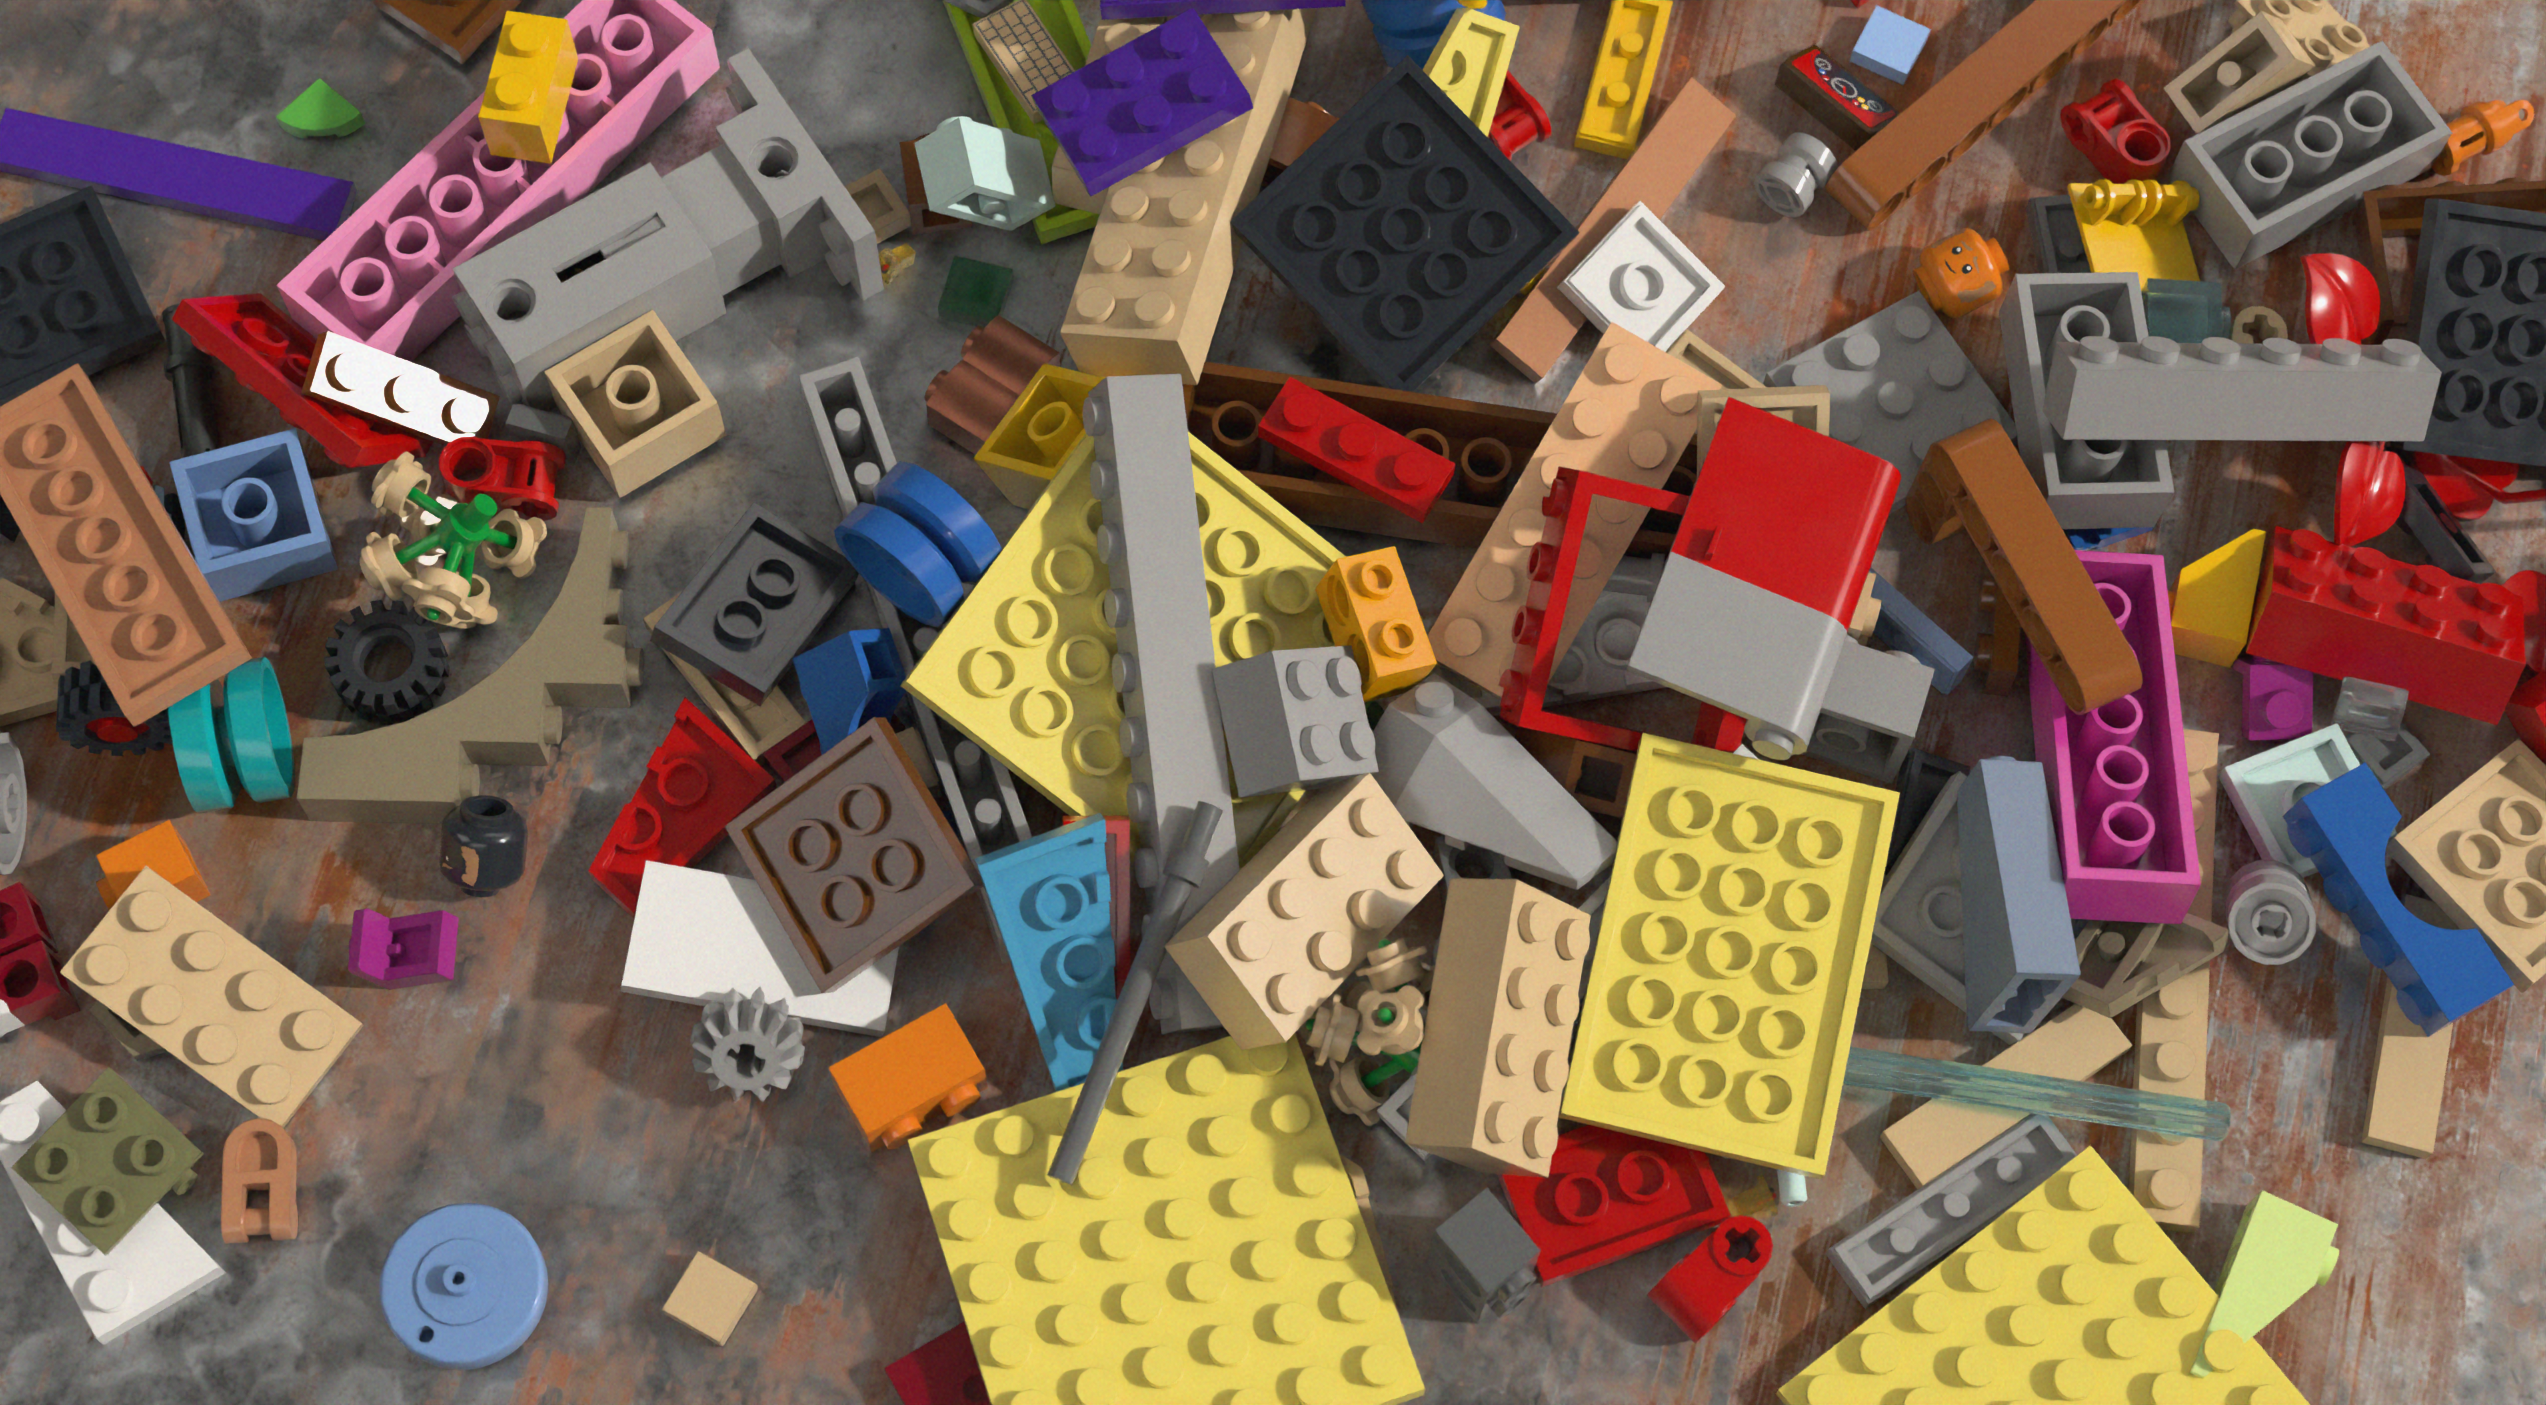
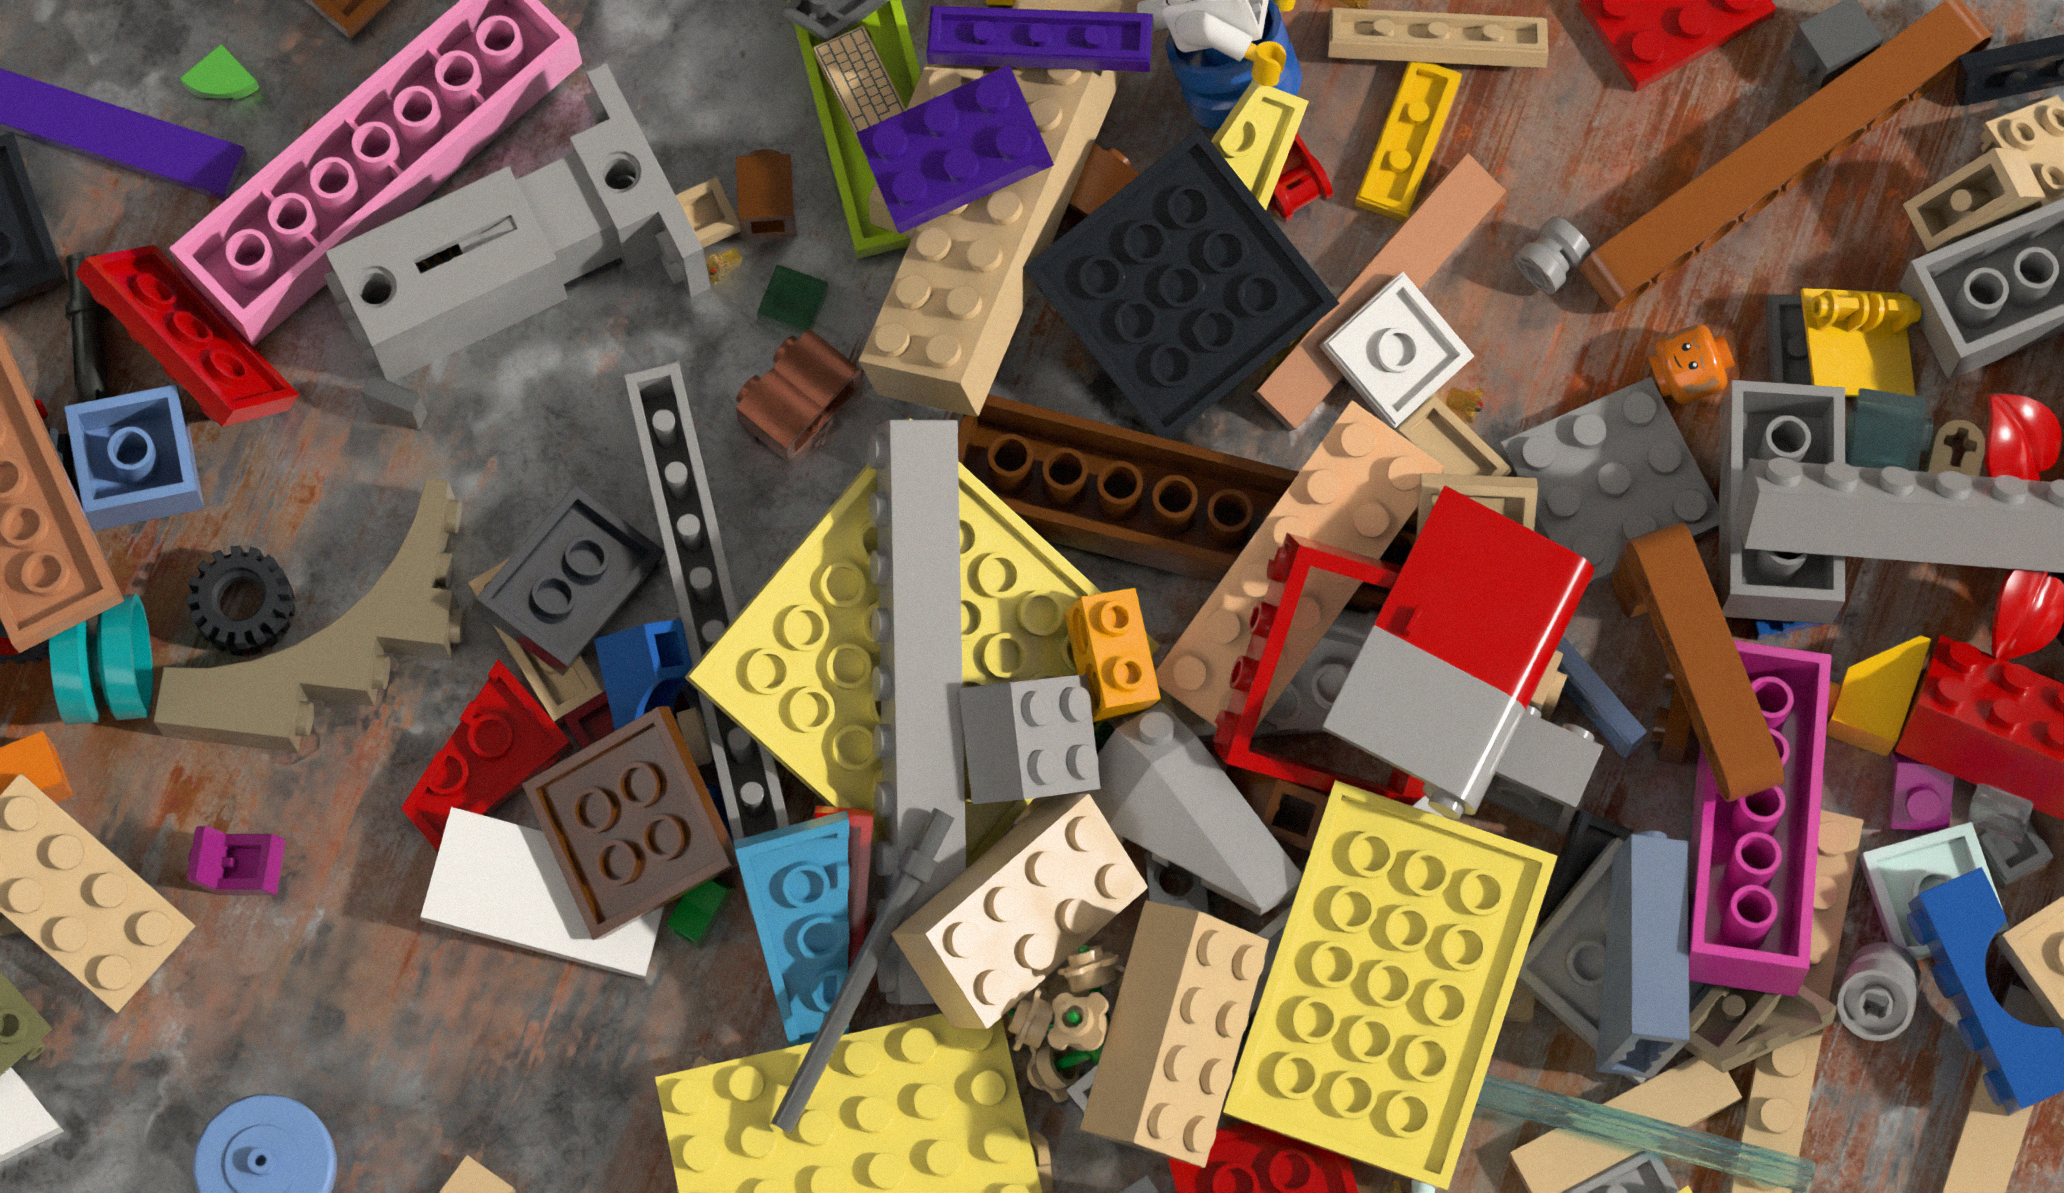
camera: 10 degrees right, 5 degrees up
(255, 1159) = (97, 1035): nougat plate -> none
(397, 391) = (271, 358): plate -> none
(439, 529) = (311, 490): tan plant -> none
(483, 845) = (311, 778): black head -> none
(510, 474) = (368, 440): red piece -> none
(528, 87) = (406, 84): yellow brick -> none
(636, 403) = (478, 383): tan brick -> none
(772, 1050) = (524, 979): light grey gear -> none
(910, 1079) = (663, 1022): orange brick -> none
(918, 543) = (711, 549): blue wheel -> none
(939, 953) = (700, 911): none -> green piece
(984, 173) = (808, 197): light aqua brick -> none
(1037, 434) = (835, 444): yellow slope -> none
(1356, 449) = (1113, 491): red plate -> none
(1722, 335) = (1466, 401): none -> clear yellow piece
(1834, 96) = (1602, 179): slope -> none
(1889, 45) = (1659, 133): light blue tile -> none
(2112, 130) = (1853, 234): red piece -> none

